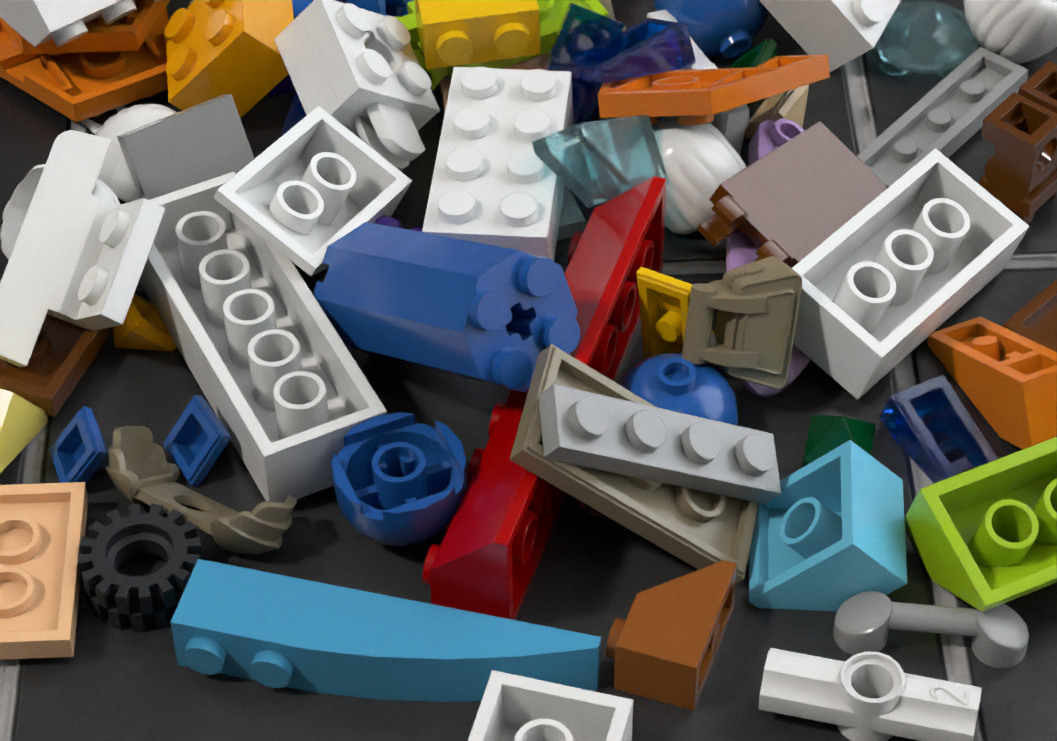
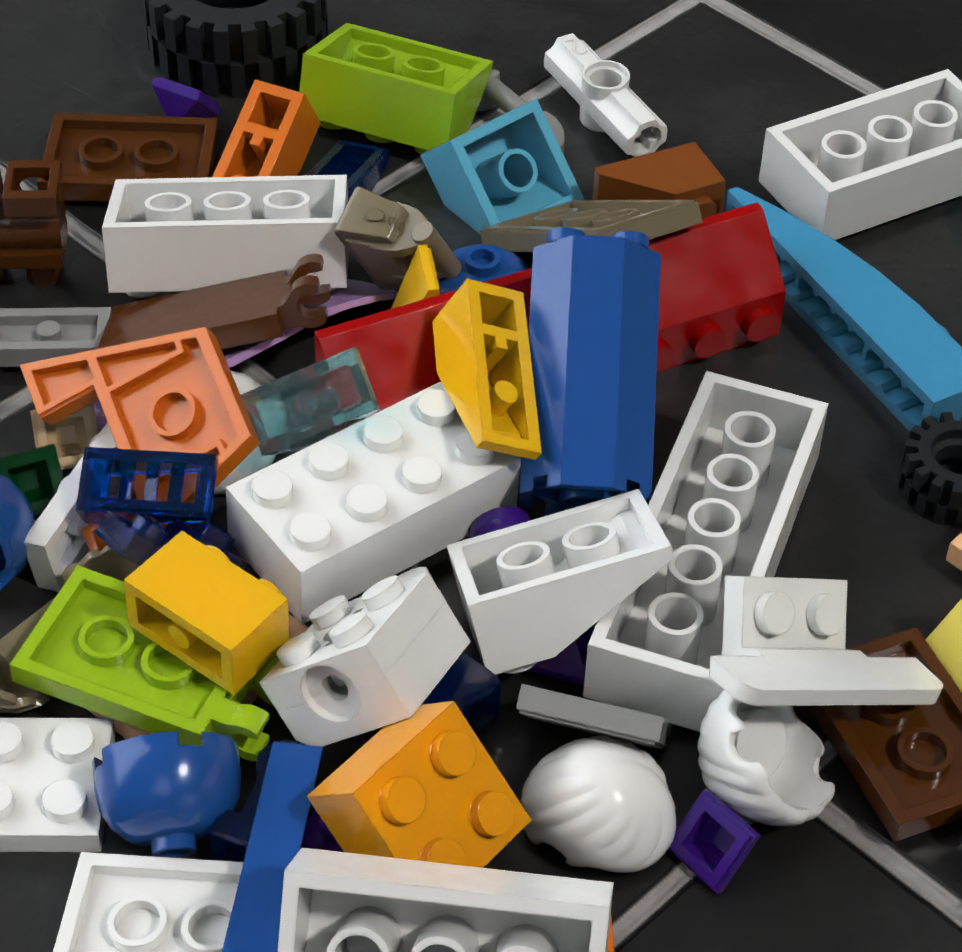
camera: 135 degrees left, 0 degrees up
(80, 450) = (925, 583): blue slope -> none
(146, 477) = (860, 443): dark tan piece -> none
(197, 441) = (825, 526): blue slope -> none
(399, 479) = (739, 340): blue cylinder -> none
(486, 214) = (488, 367): none -> yellow slope
(658, 444) = (588, 200): light grey plate -> none

